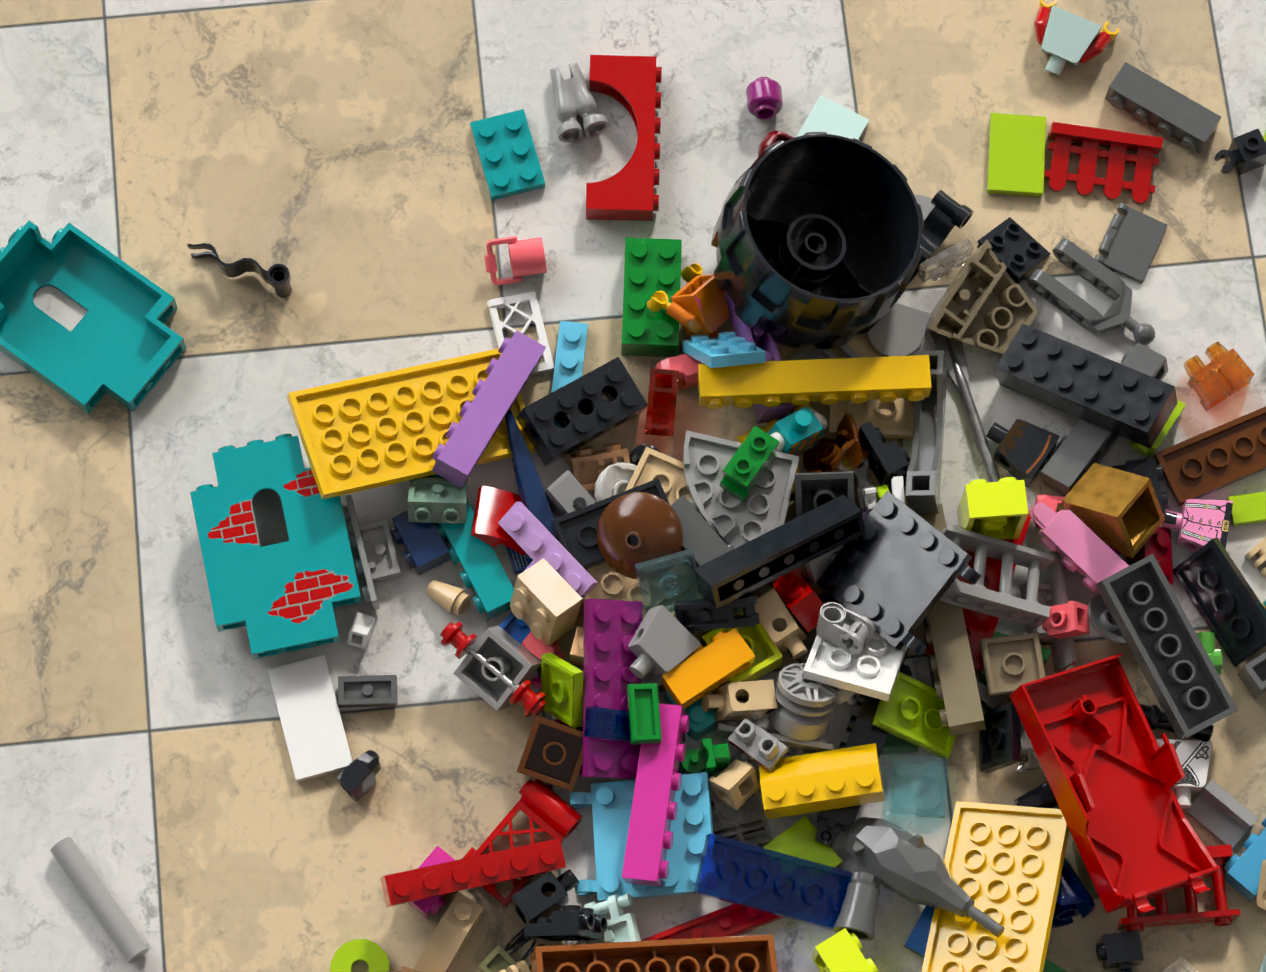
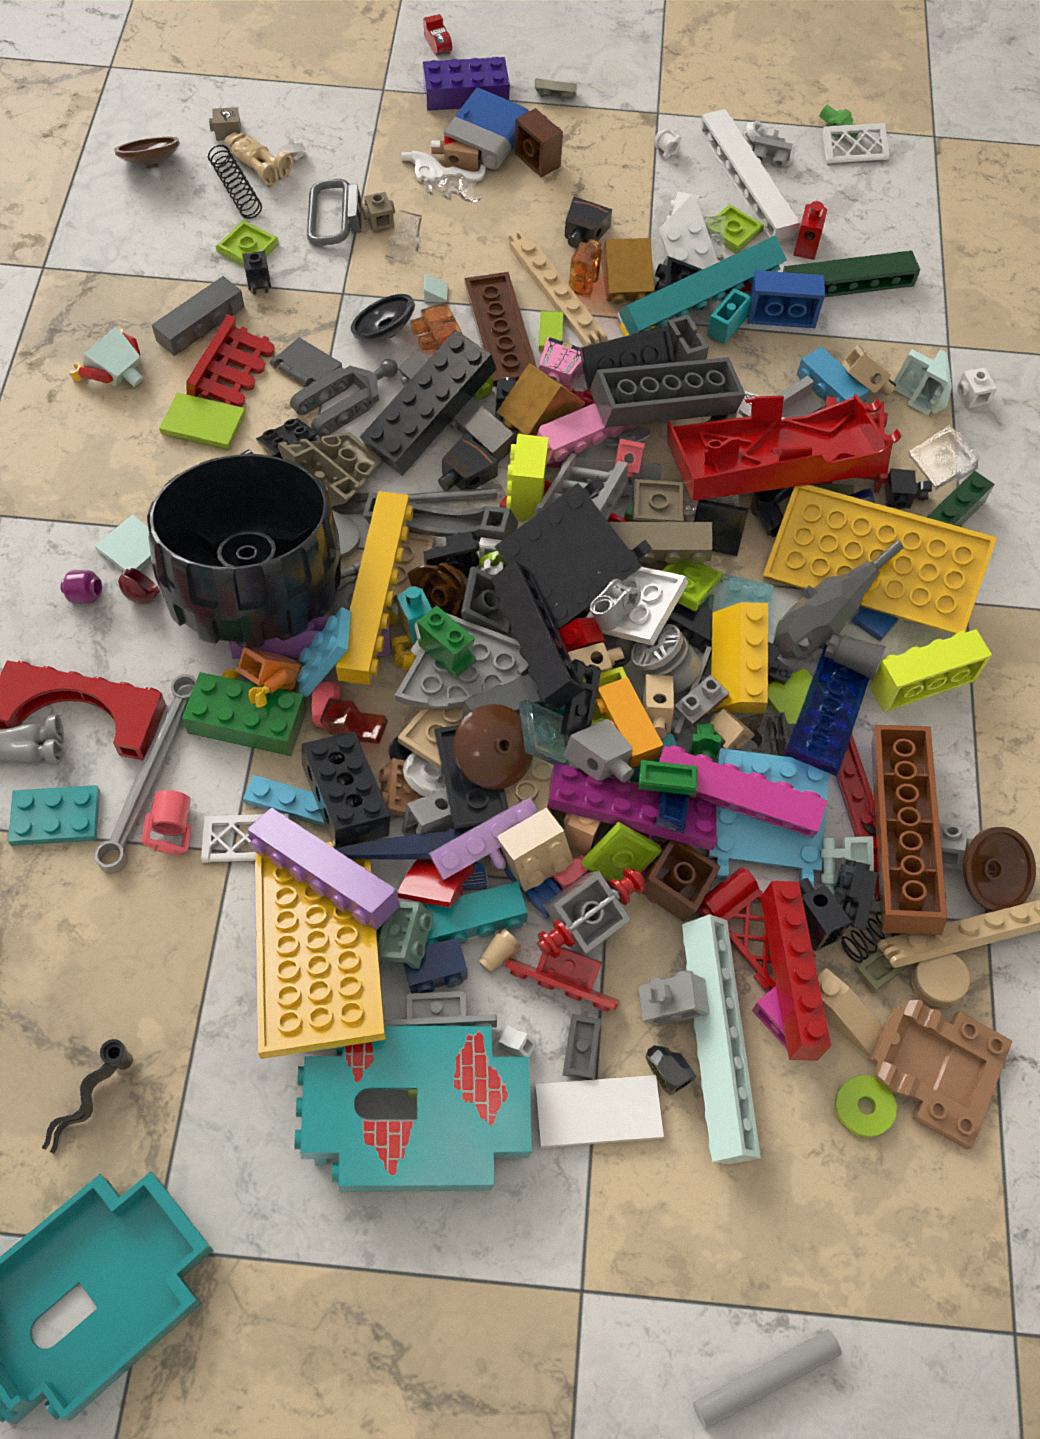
camera: 80 degrees left, 10 degrees down
(397, 816) = (721, 1044): none -> light aqua brick
(425, 765) = (673, 999): none -> light grey brick
(433, 664) = (567, 972): none -> red bracket
(565, 225) = (146, 777): none -> light grey piece
(1211, 308) = (383, 318): none -> black dish

